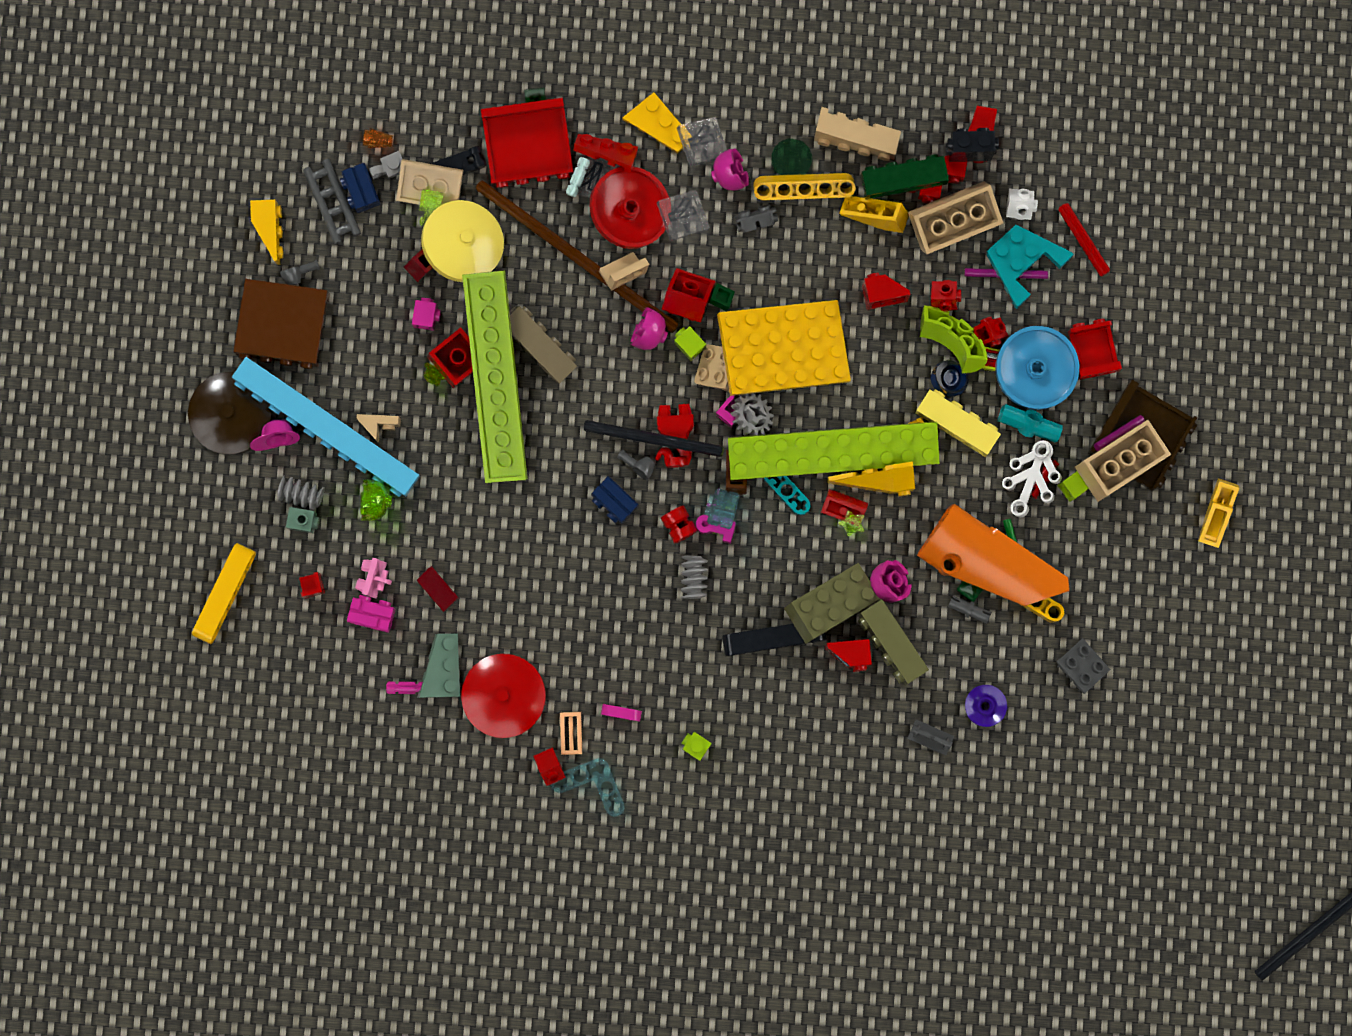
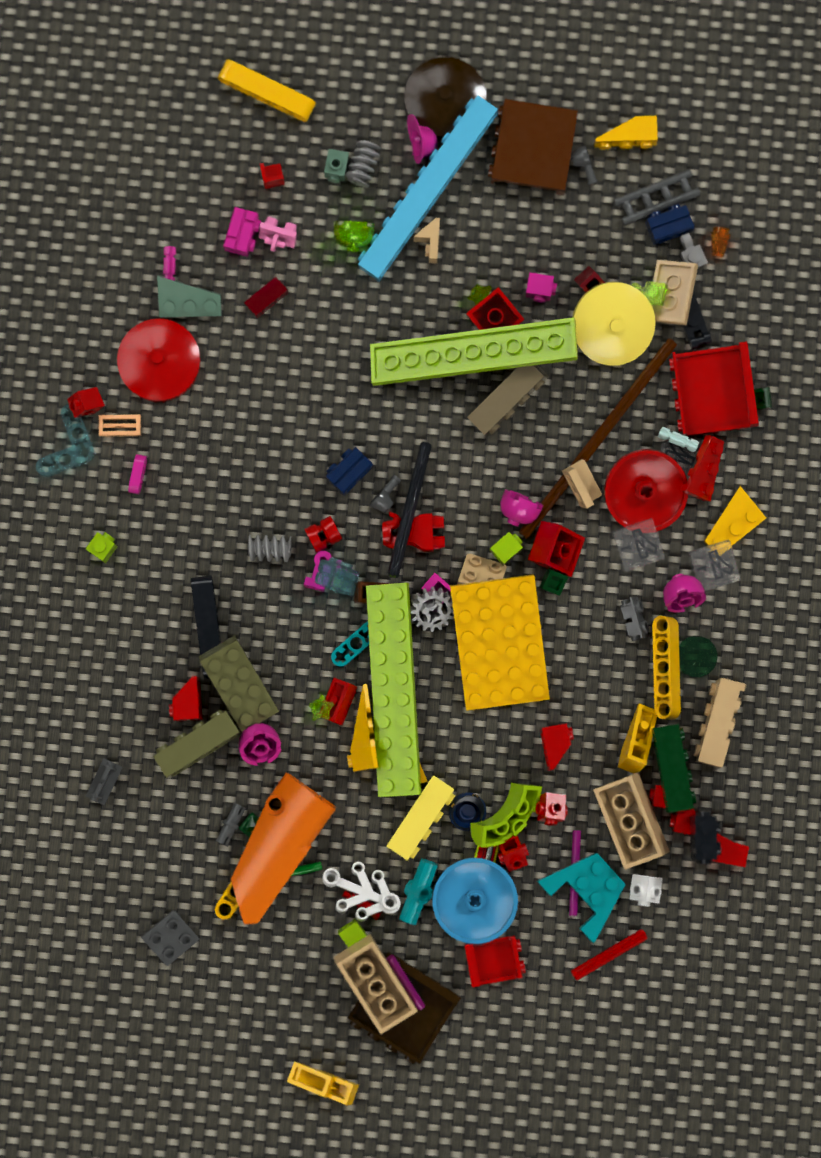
camera: 90 degrees right, 0 degrees up
(996, 701) = (123, 843): dark purple dish -> none

